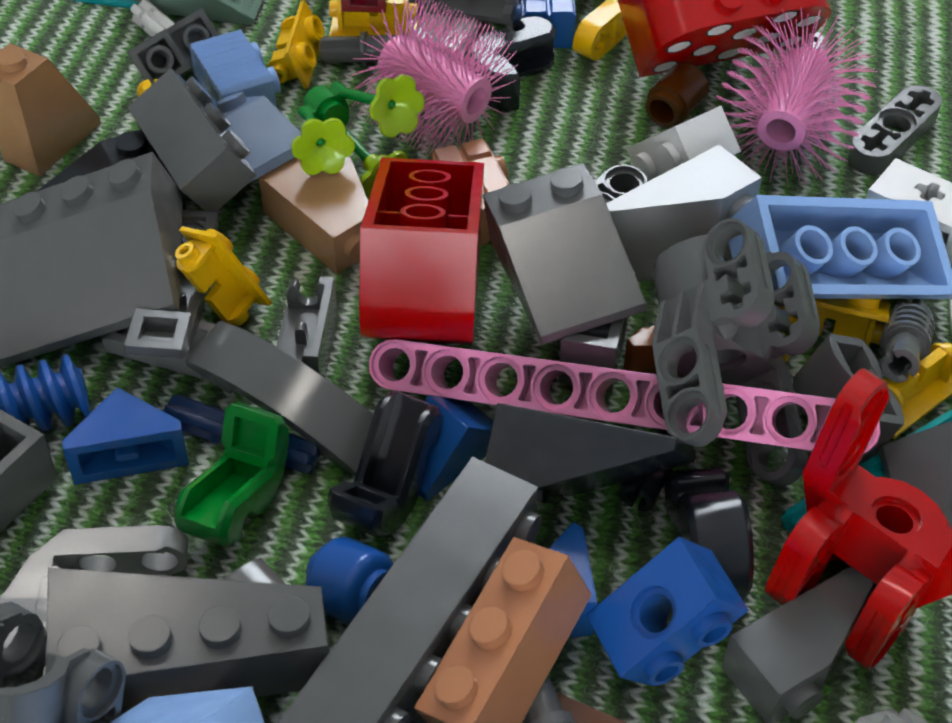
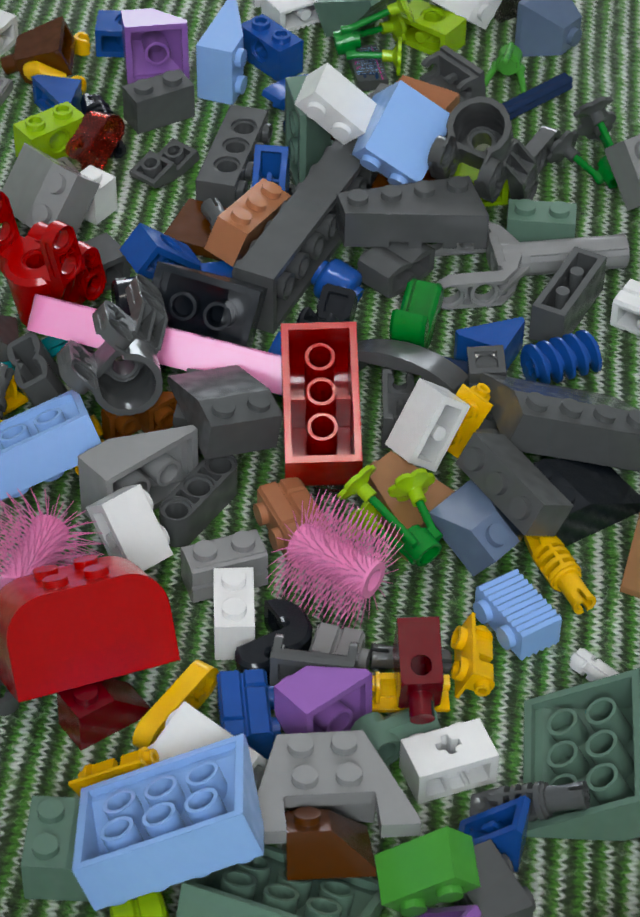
camera: 175 degrees right, 5 degrees down
(171, 47) = (576, 634): dark grey slope -> none
(275, 237) = (427, 425): none -> white brick
(554, 88) = (233, 610): none -> white brick
(564, 135) = (231, 551): none -> light grey brick

